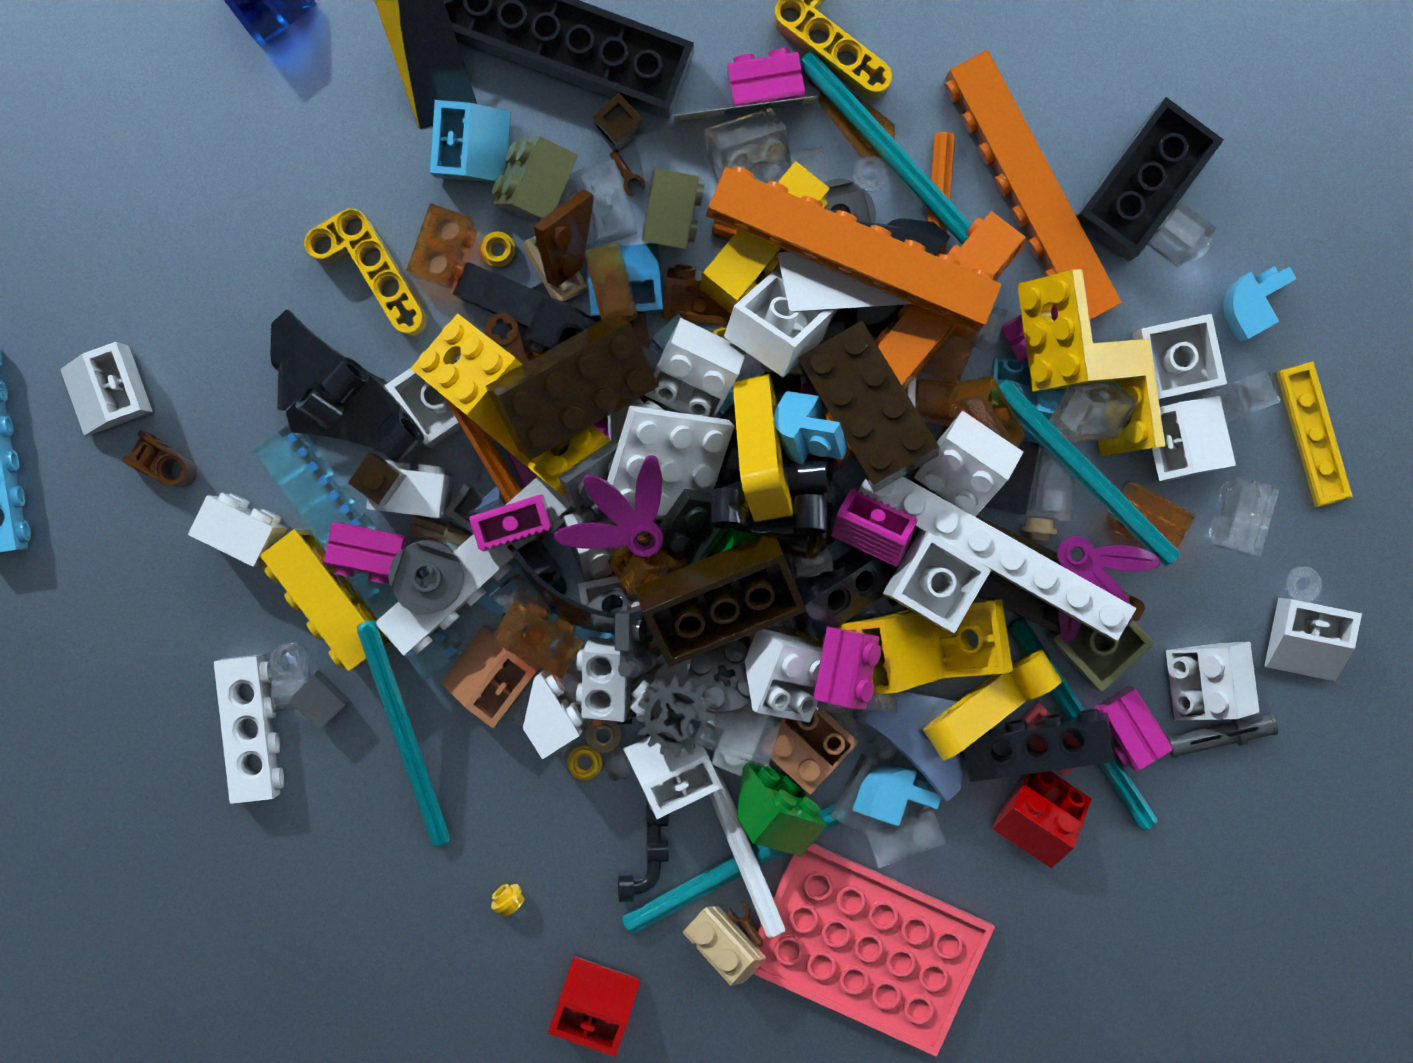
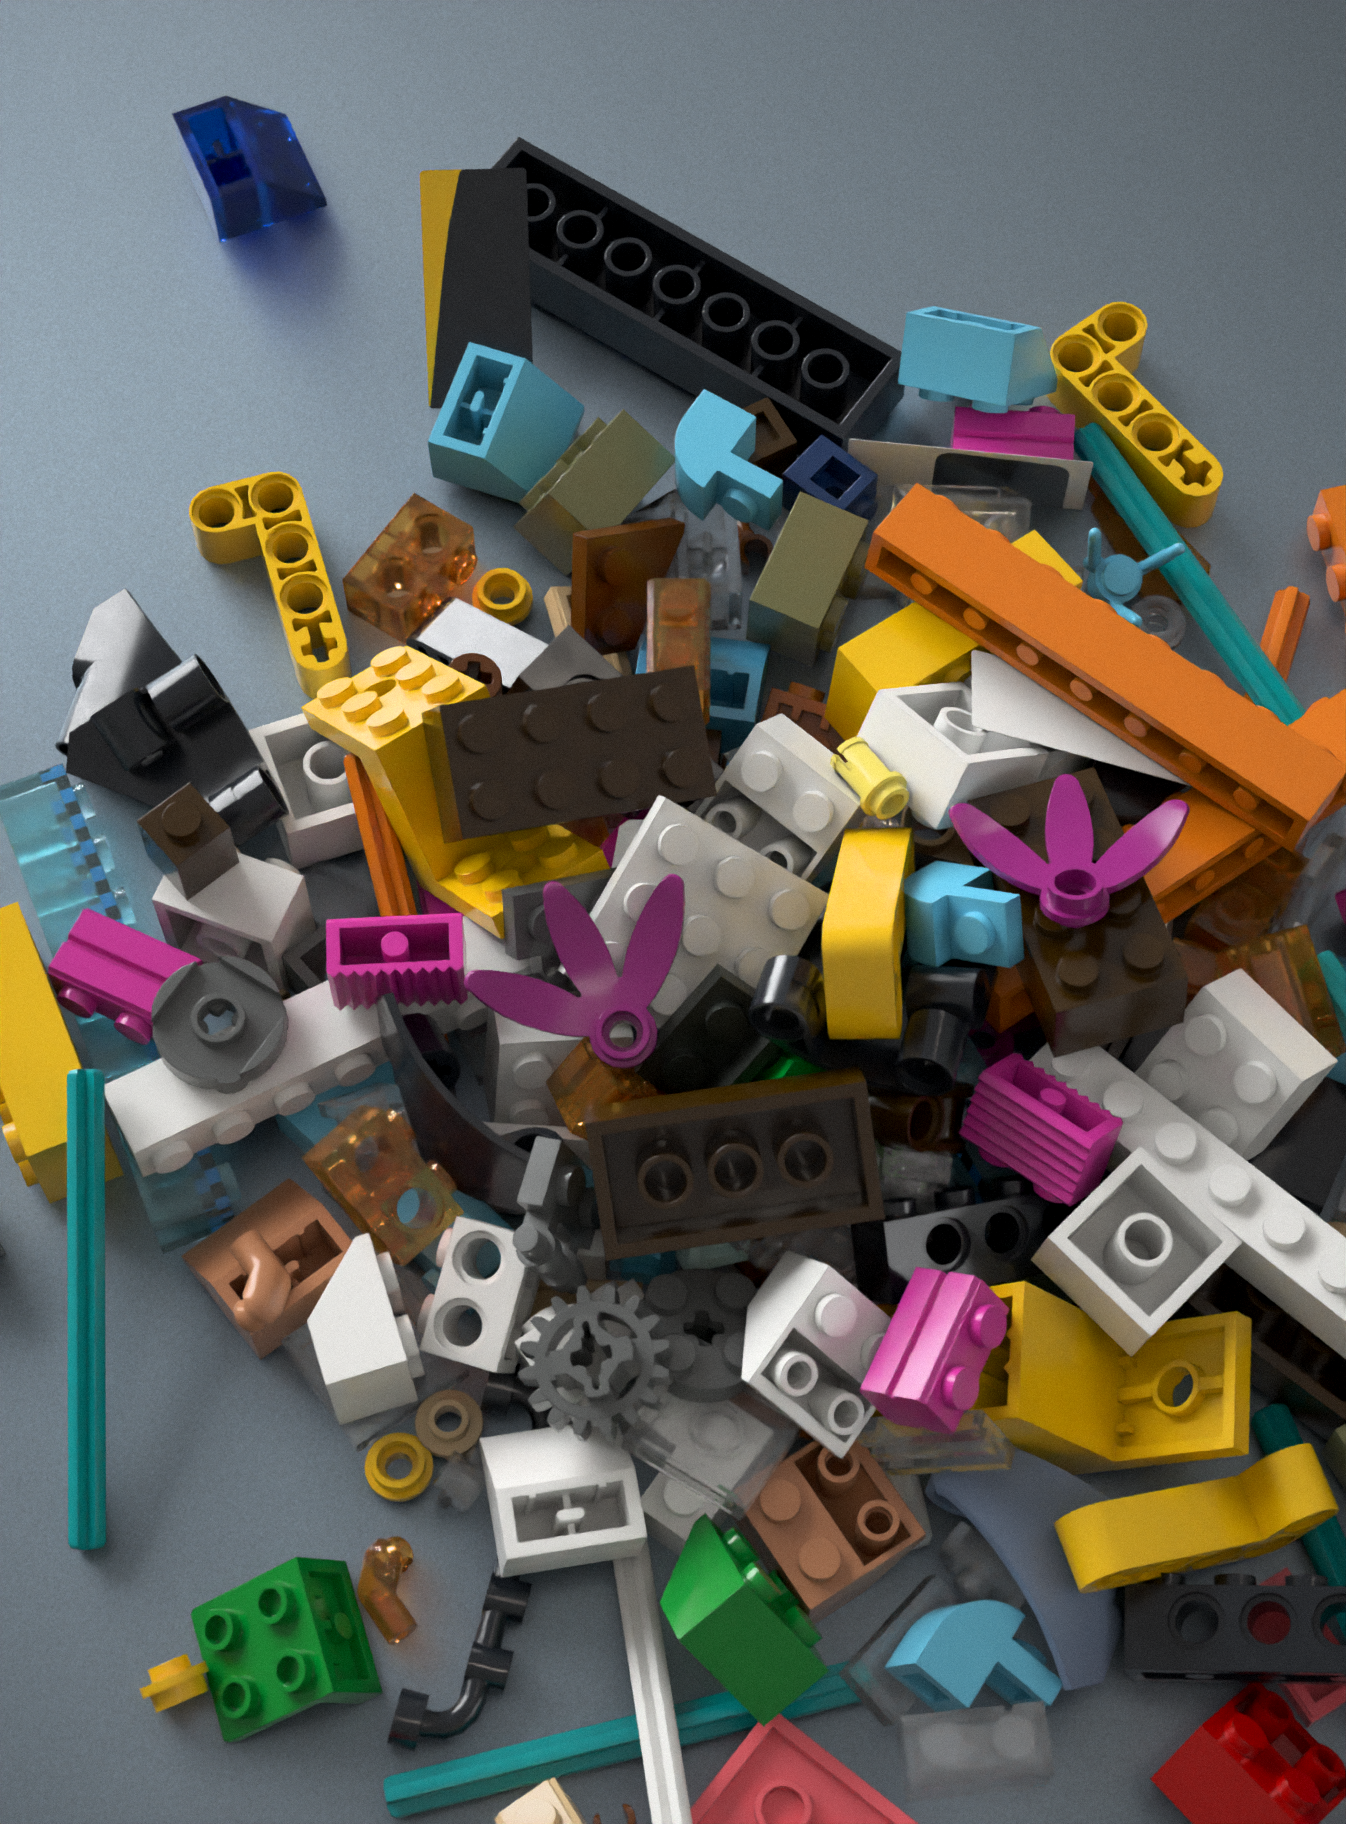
camera: 20 degrees right, 25 degrees down
(494, 704) = (266, 1285): none -> nougat arm
(556, 868) = (284, 1646): none -> green bracket
(592, 824) = (378, 1585): none -> clear orange arm
(595, 149) = (714, 466): none -> medium azure brick
(664, 127) = (833, 477): none -> dark blue brick
(732, 37) = (975, 359): none -> medium azure slope
(740, 356) = (879, 790): none -> light yellow pin
(845, 153) = (1119, 576): none -> medium azure plant
(864, 402) = (1071, 886): none -> magenta plant

